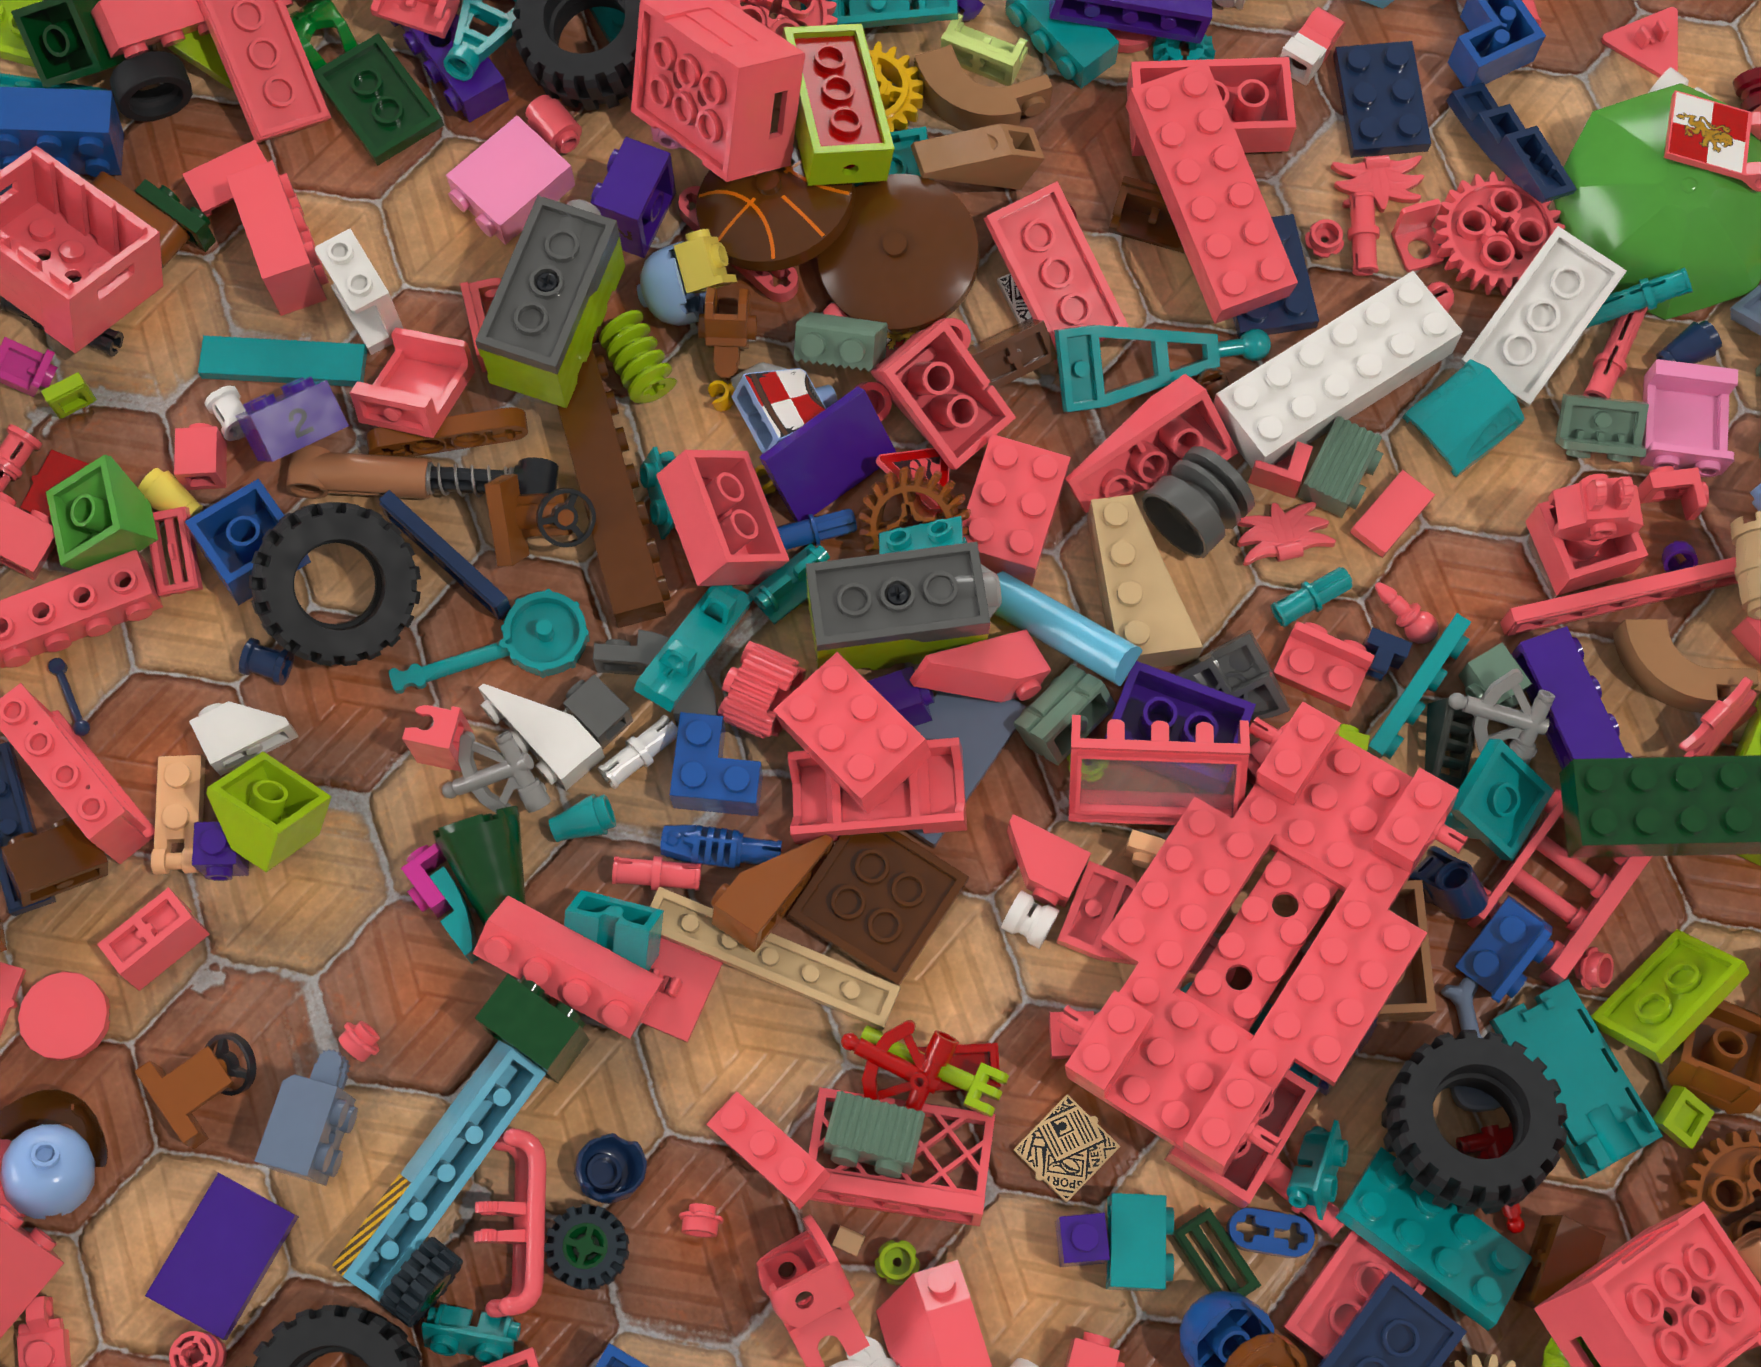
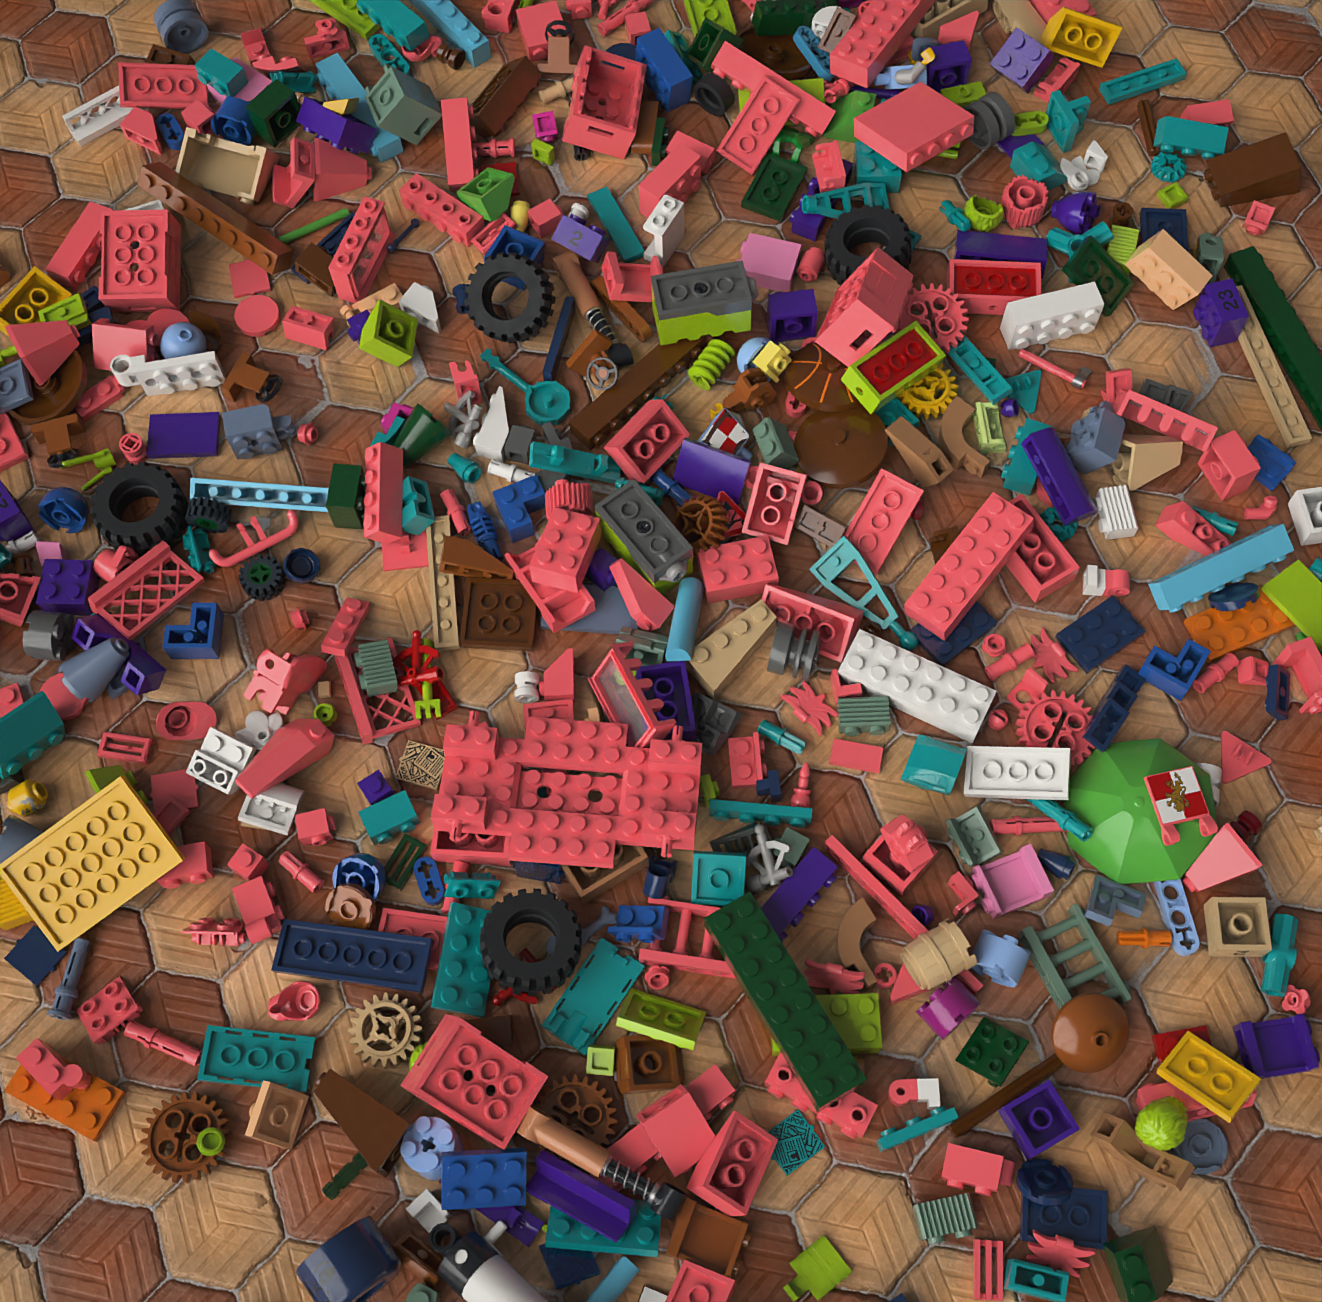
camera: 65 degrees right, 5 degrees down
(97, 1226) = (169, 374): none -> white hinge
(926, 535) = (688, 530): teal hinge -> none
(1749, 651) = (891, 980): none -> coral bush

